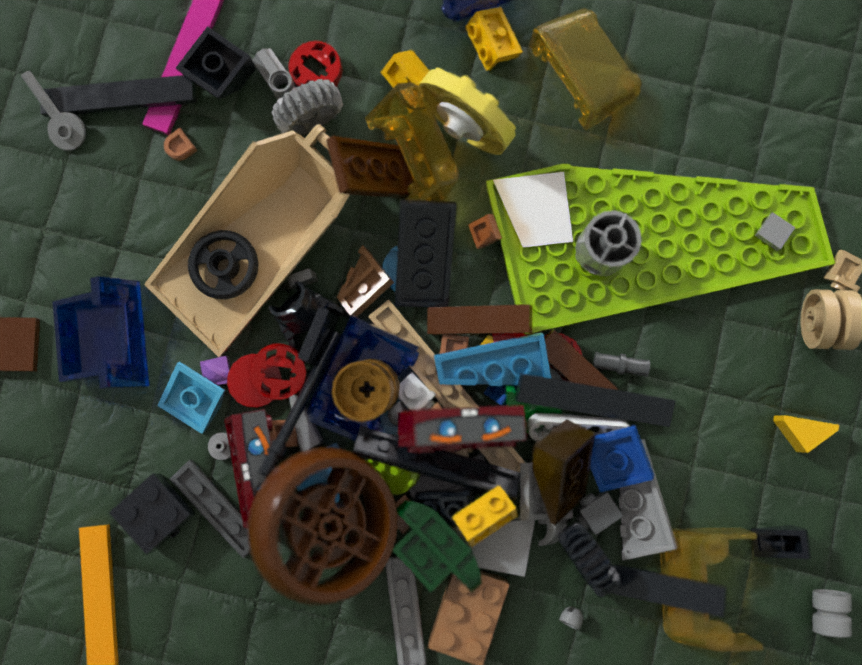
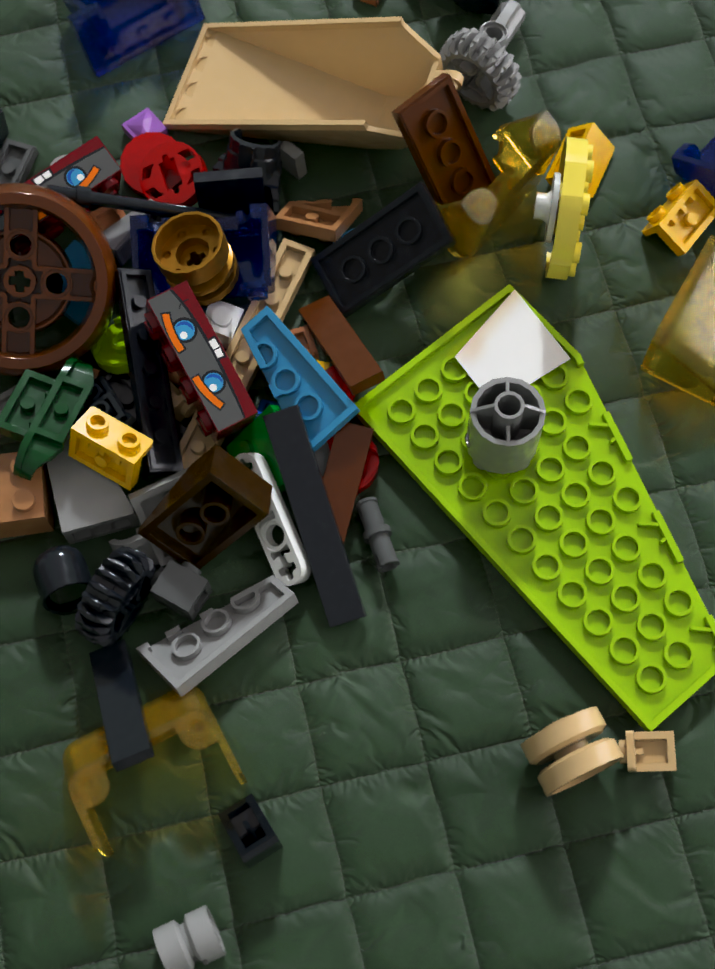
camera: 65 degrees right, 15 degrees down
(191, 398) = (105, 115): medium azure slope -> none
(242, 251) = (262, 76): black wheel -> none
(311, 49) = (551, 66): red piece -> none
(485, 231) = (450, 311): nougat tile -> none
(553, 588) = (57, 569): none -> black helmet
(572, 617) = (38, 621): light grey hinge -> none
(620, 459) = (255, 572): blue plate -> none
(775, 231) = (645, 631): light grey tile -> none
(804, 433) = (410, 798): yellow slope -> none

